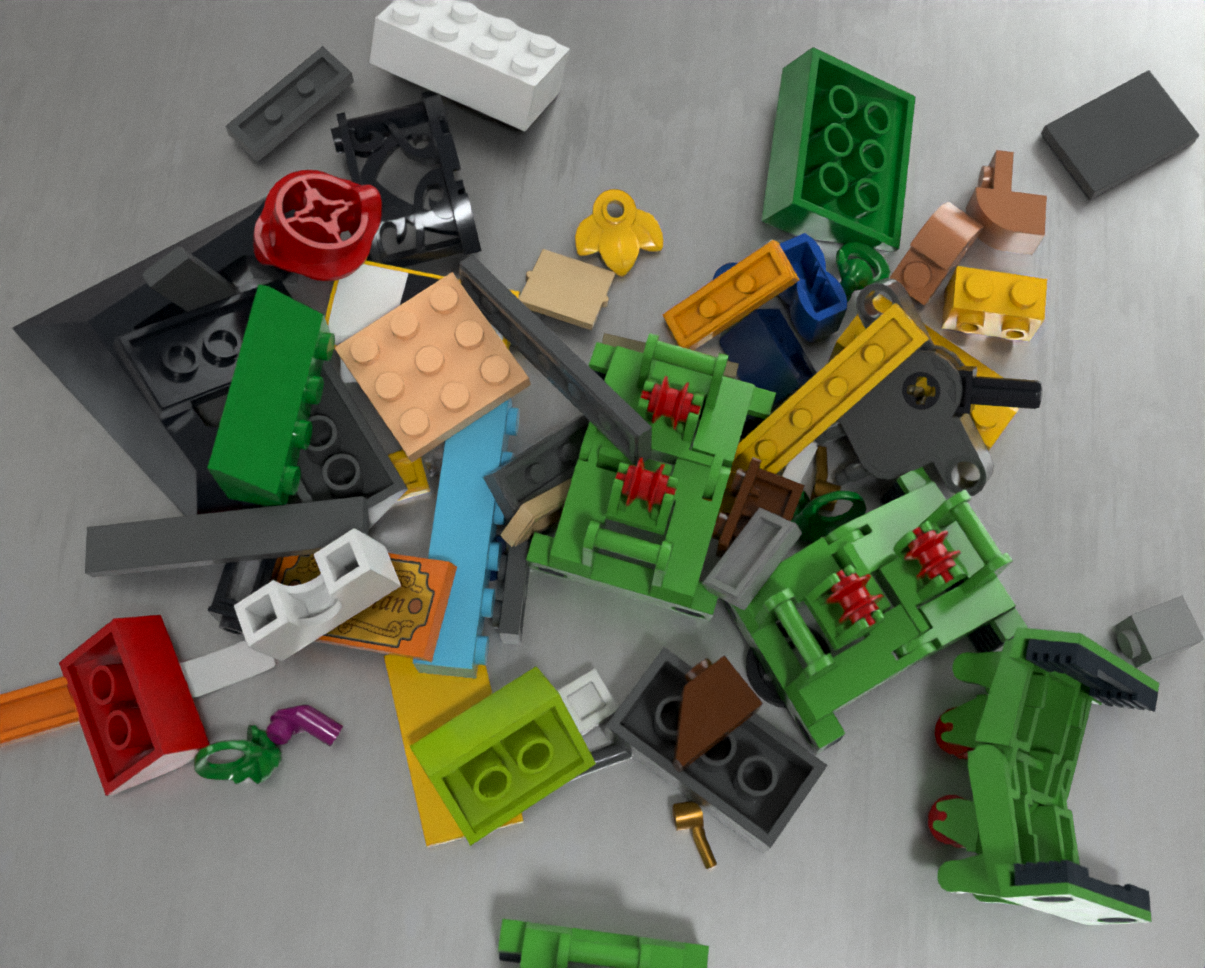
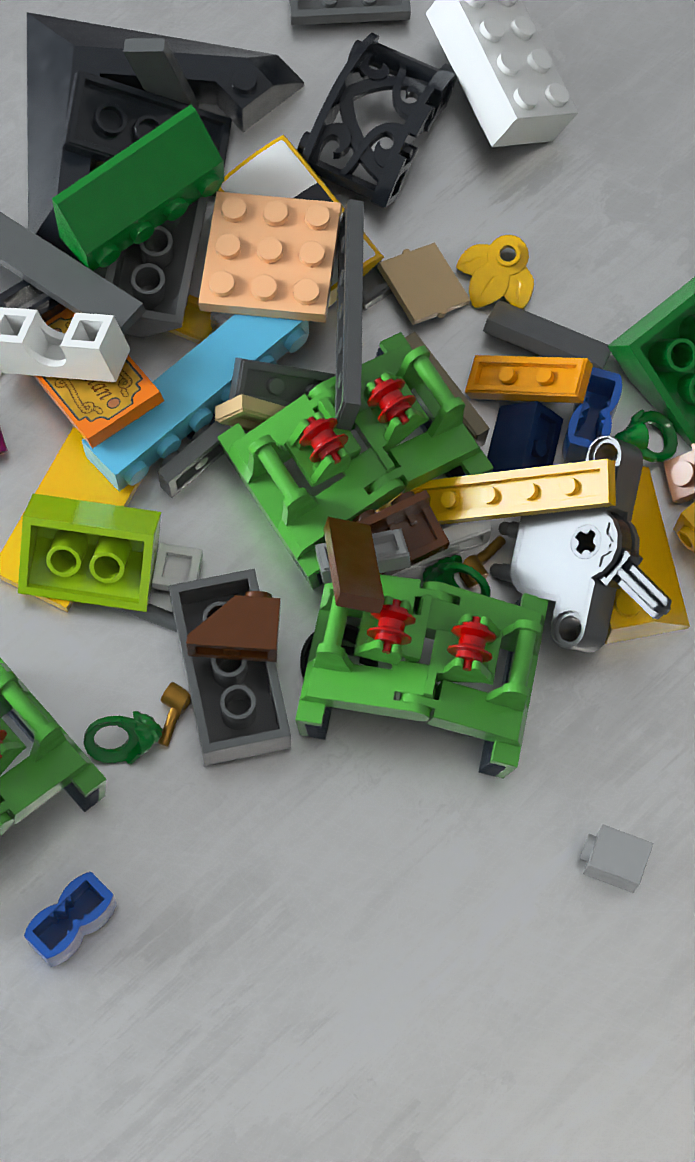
camera: 40 degrees right, 0 degrees up
(311, 239) = (264, 103): red piece -> none
(694, 879) = (141, 732): none -> green piece
(704, 254) = (543, 335): none -> dark grey tile
(772, 573) = (353, 565): none -> reddish brown tile
(1021, 769) = (409, 822): bright green container -> none

